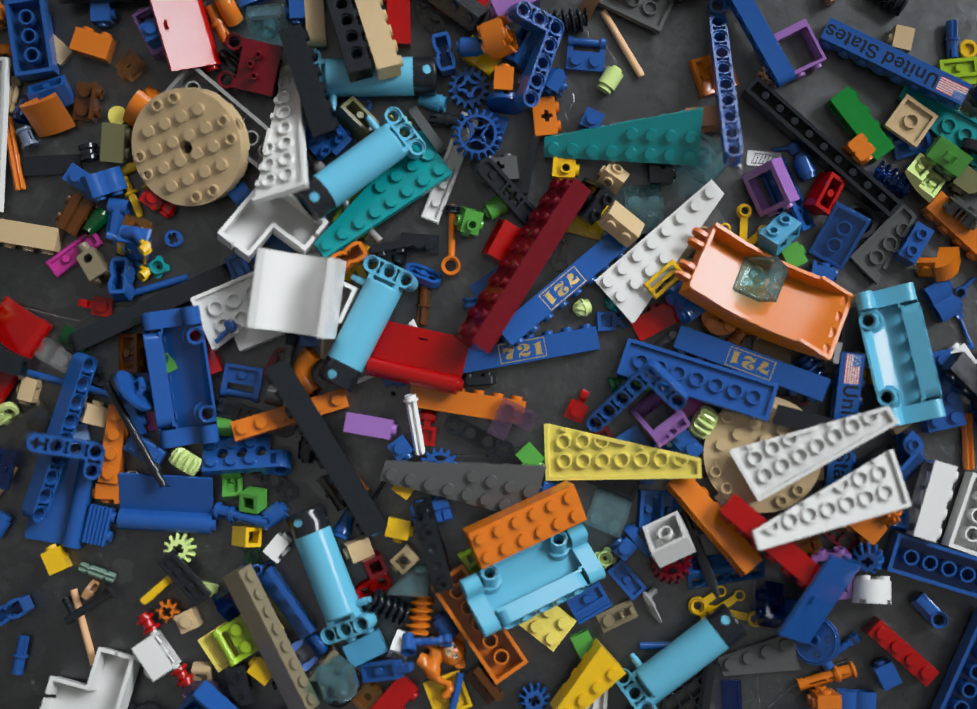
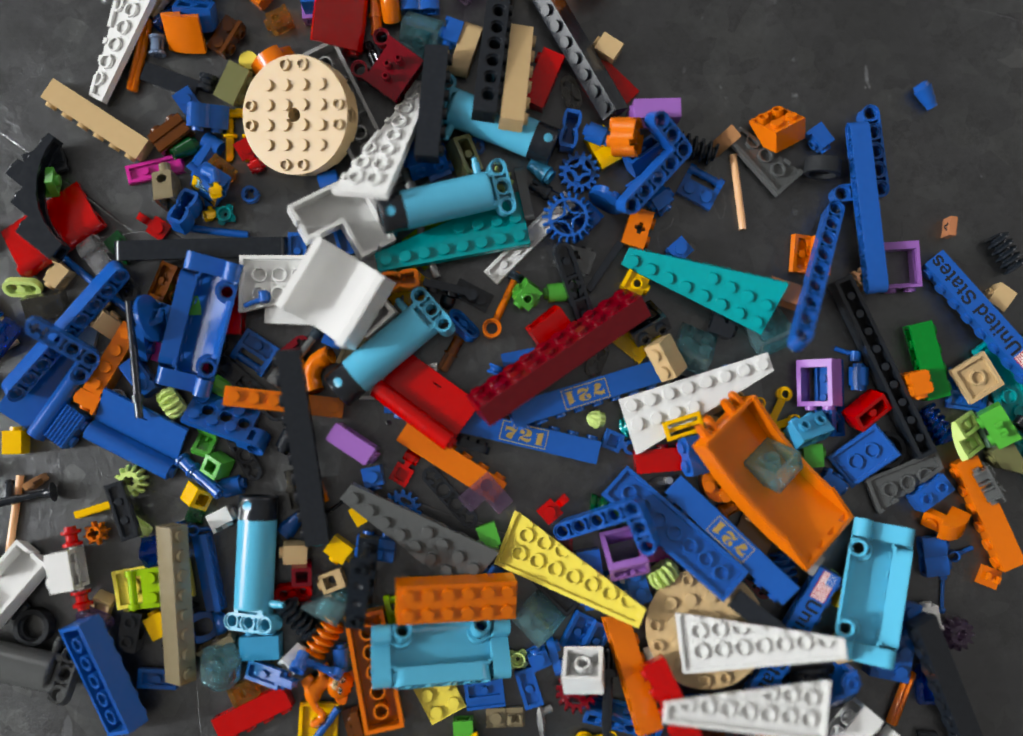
camera: 30 degrees right, 0 degrees up
(97, 572) = (48, 469): sand green axle -> none
(188, 620) = (111, 549): tan brick -> none
(414, 422) = (395, 459): white axle -> none
(503, 78) = (615, 176): orange brick -> none
(610, 79) = (712, 219): yellowish green brick -> none
(612, 176) = (676, 310): tan brick -> none
(757, 158) = (820, 351): white sticker -> none

